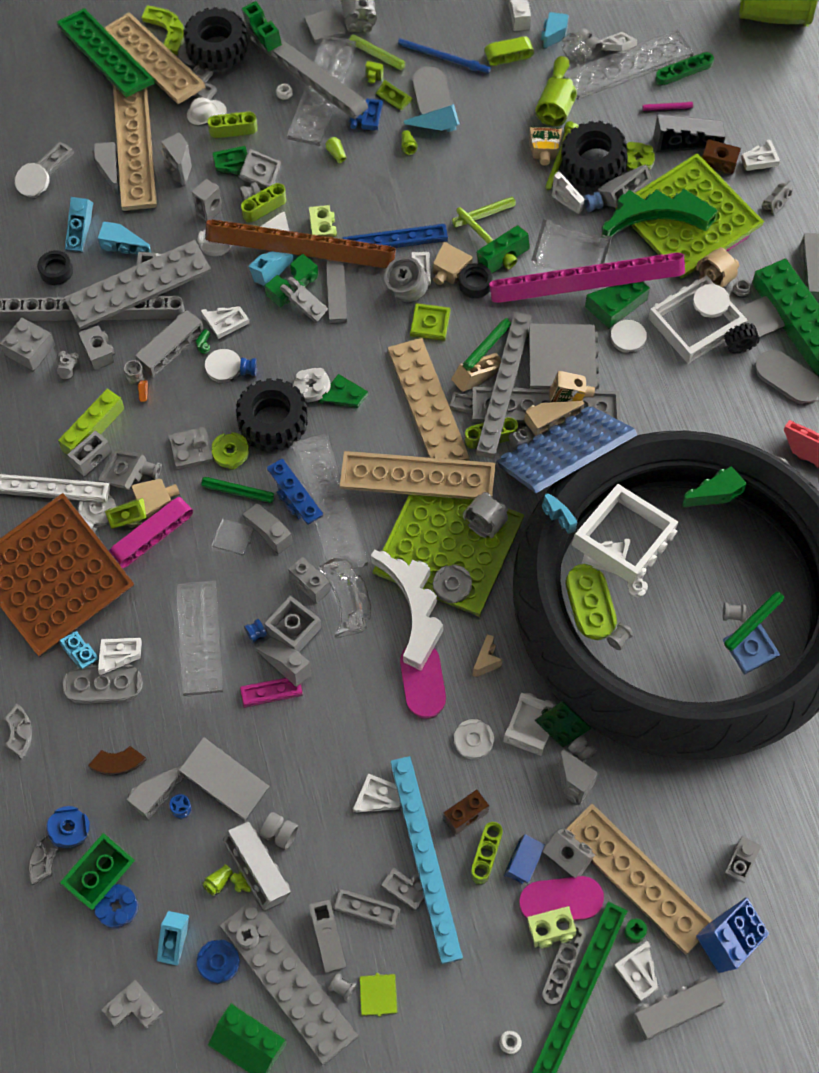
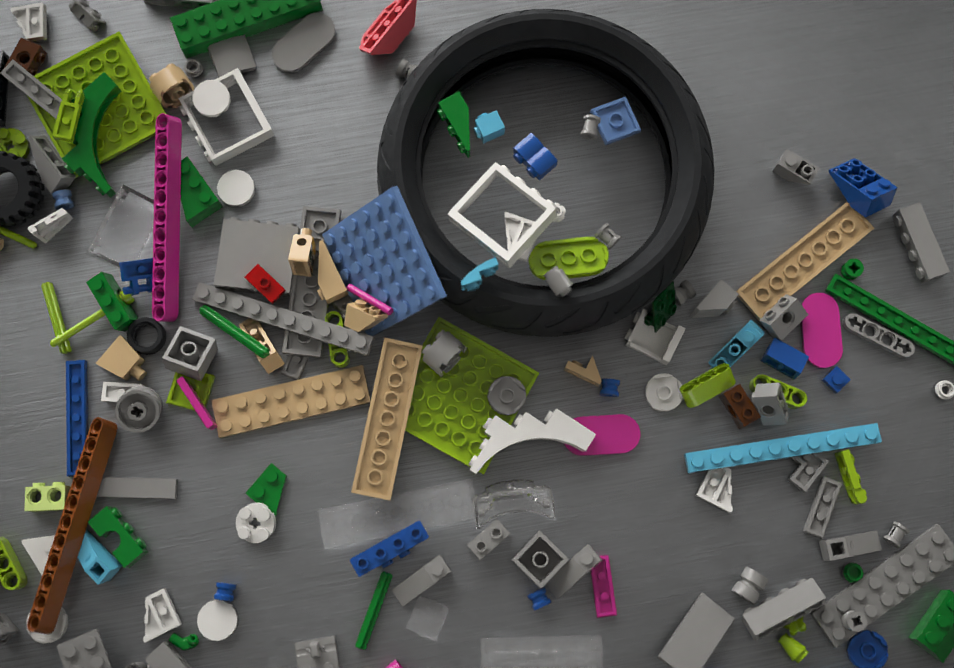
camera: 85 degrees left, 15 degrees up
(233, 459) = (326, 628): lime plate -> none
(268, 394) = (264, 568): black tyre -> none
(299, 942) = (852, 572): none -> green plate
(304, 300) = (149, 523): light grey hinge -> none
(378, 994) = (900, 503): lime piece -> none
(400, 935) = (850, 477): none -> lime hinge
(416, 323) = (196, 403): none -> dark pink tile
(462, 312) = (190, 353): none -> light grey brick
(470, 838) = (771, 404): none -> light grey brick
(471, 682) = (609, 387): none -> blue wheel
(485, 778) = (707, 385): none -> lime beam
(507, 919) = (836, 379): none -> blue plate
(514, 443) = (362, 316): none -> tan slope
(530, 446) = (370, 299): none -> dark pink bar
(532, 809) = (738, 345): none -> medium azure slope
(533, 259) = (136, 270): none -> blue plate
(535, 363) = (265, 283): none -> red plate
(549, 921) = (846, 340): yellowish green brick -> none
(563, 586) = (558, 281): none -> light grey brick
(638, 972) = (887, 271): white wing -> none
(669, 187) = (68, 116): none -> lime hinge
(691, 163) = (32, 87): none -> light grey plate
(692, 561) = (534, 156): none -> blue brick
(716, 517) = (489, 126): none -> medium azure brick
(741, 338) = (258, 77): black tyre -> none
(753, 621) = (598, 110): green axle -> none

